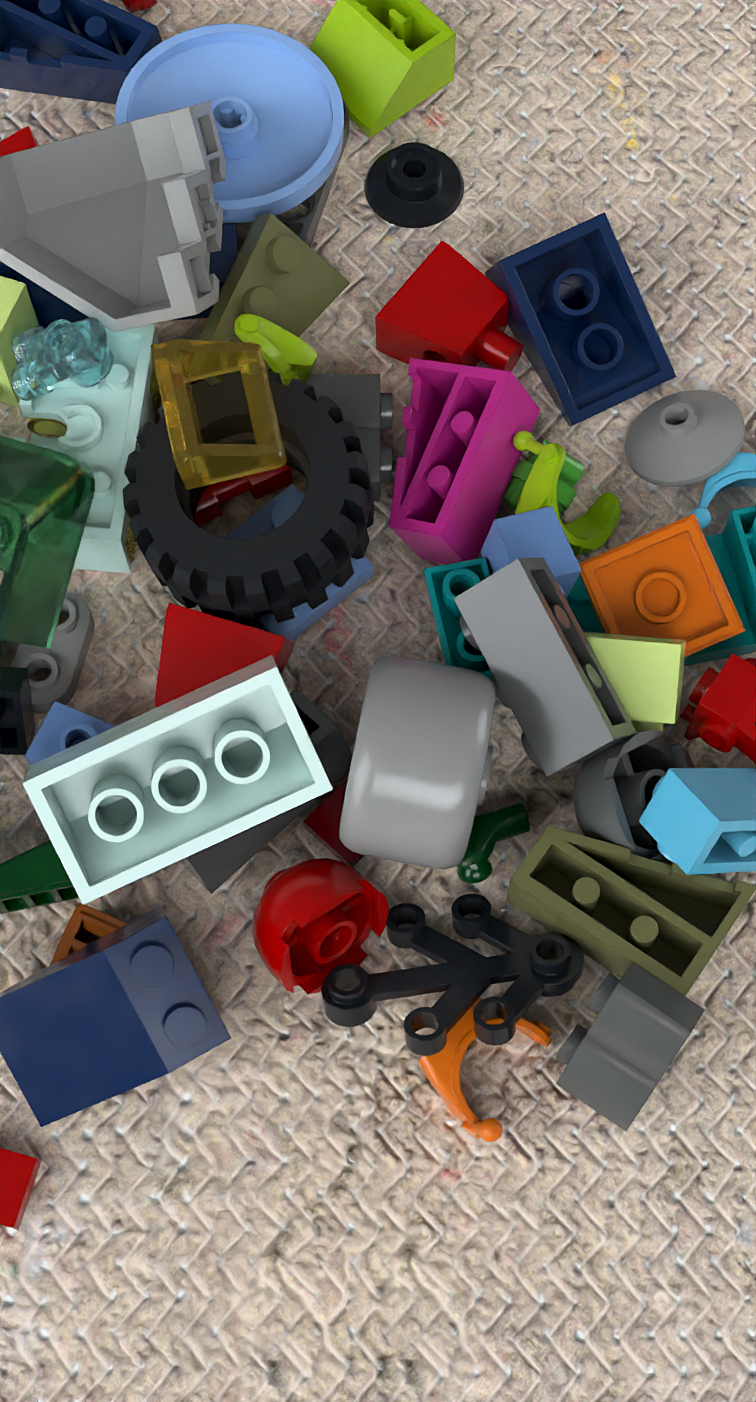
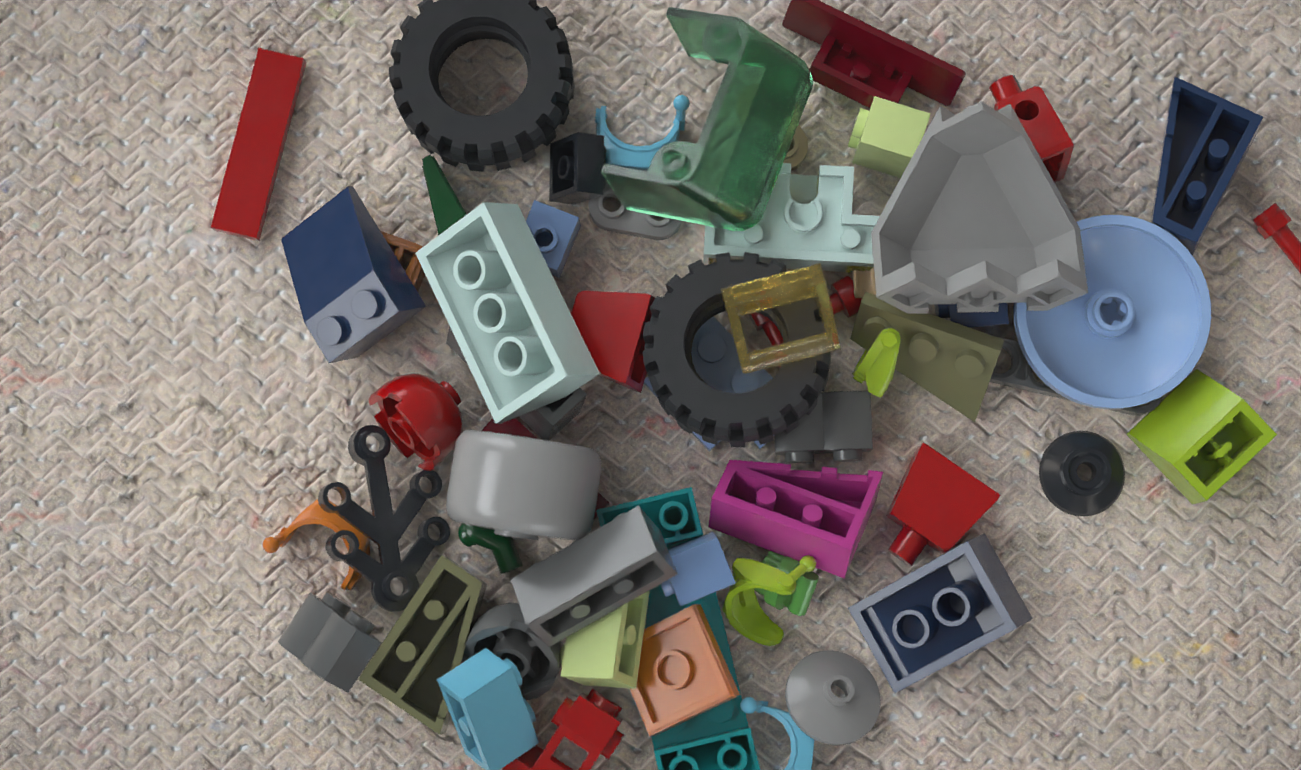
camera: 90 degrees right, 15 degrees up
(60, 353) = (852, 191): clear light blue plate -> none

